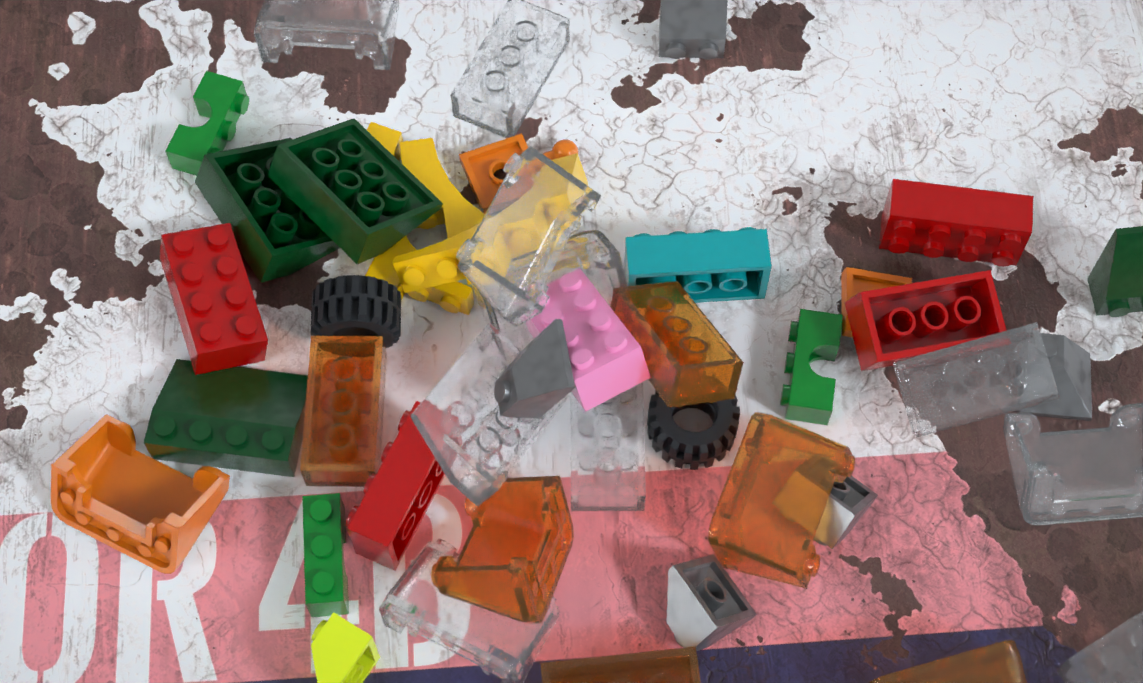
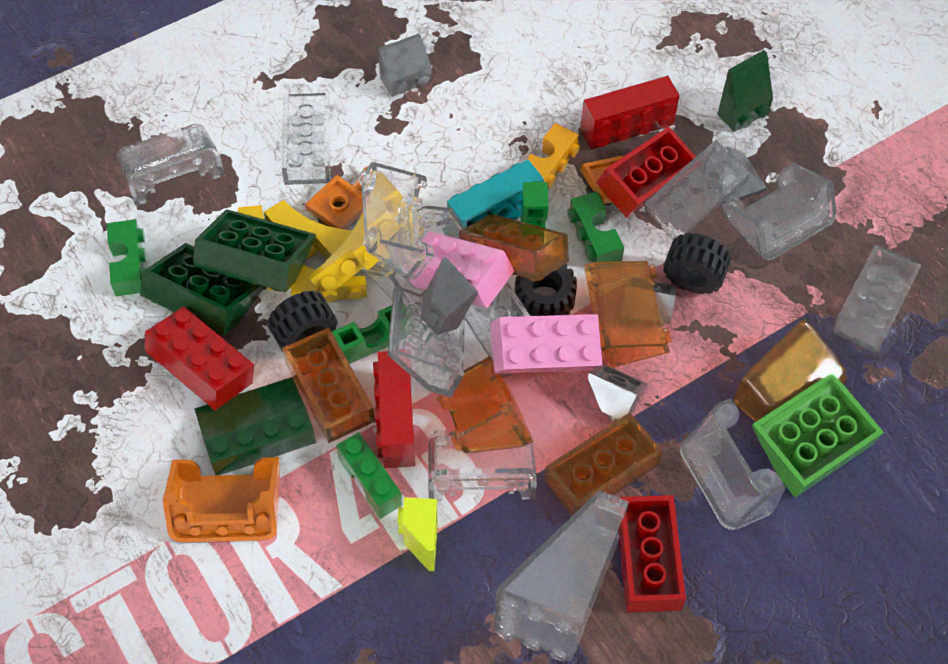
camera: 30 degrees left, 5 degrees down
(411, 371) = (363, 342): none -> green arch
(636, 498) = (545, 343): none -> bright pink brick
(735, 303) = (534, 203): none -> green arch
(837, 227) = (560, 146): none -> light orange arch
(916, 483) = (697, 263): none -> black tyre

